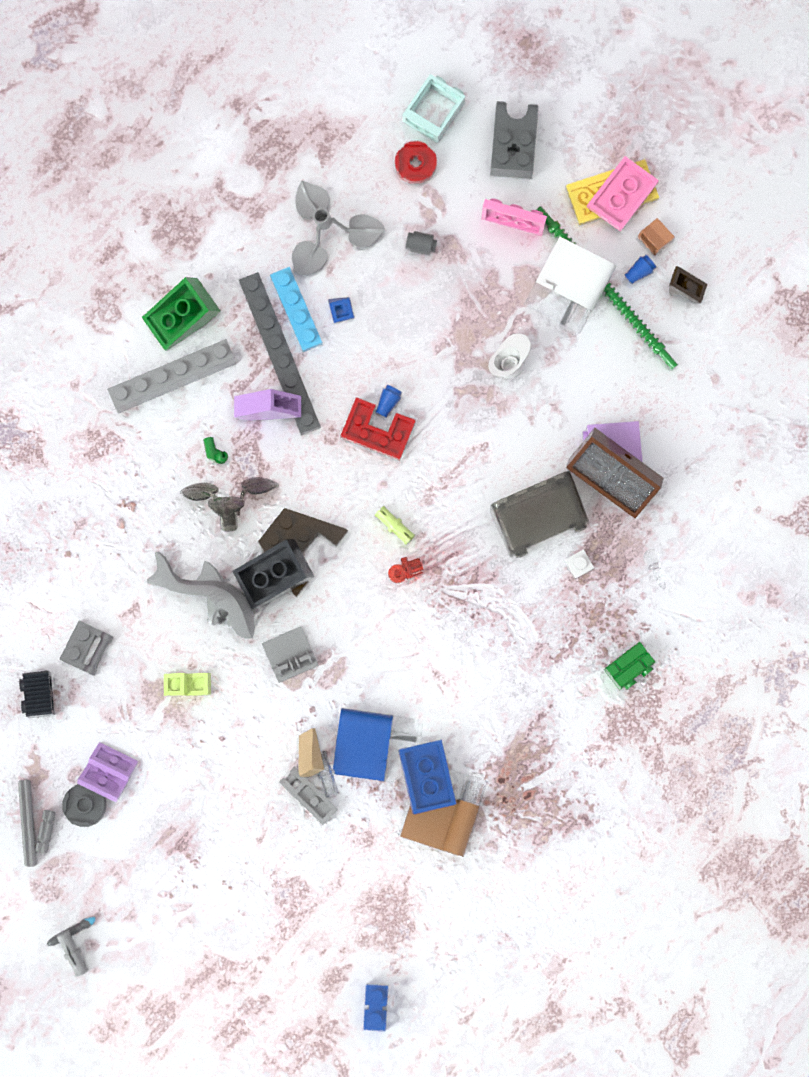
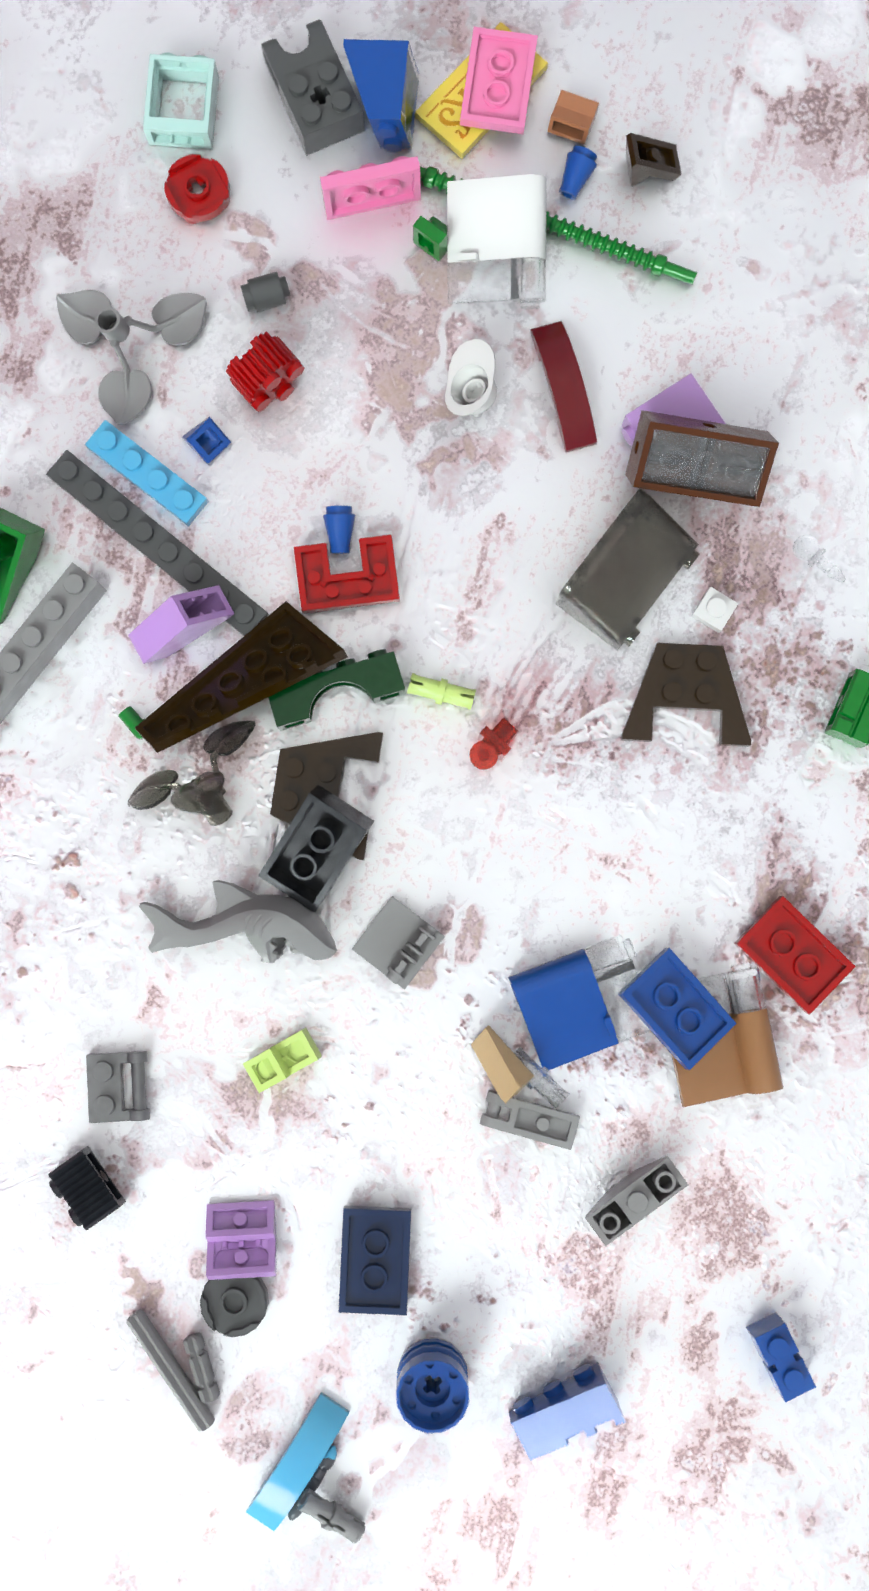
camera: 30 degrees left, 5 degrees up
(69, 914) = (298, 1462): none -> medium azure slope
(164, 921) = (427, 1403): none -> blue wheel
(176, 825) = (374, 1260): none -> dark blue plate
(235, 968) = (565, 1410): none -> wedge
(298, 453) = (260, 664): none -> dark brown wing
(308, 485) = (375, 676): none -> dark green arch
(342, 871) = (635, 1198): none -> light grey slope
(394, 289) = (265, 371): none -> red brick
(513, 786) = (794, 955): none -> red plate
(534, 262) = (431, 236): none -> green bracket
(539, 595) = (688, 680): none -> dark brown wing
(553, 166) = (388, 88): none -> blue slope
(564, 388) = (565, 386): none -> dark red slope

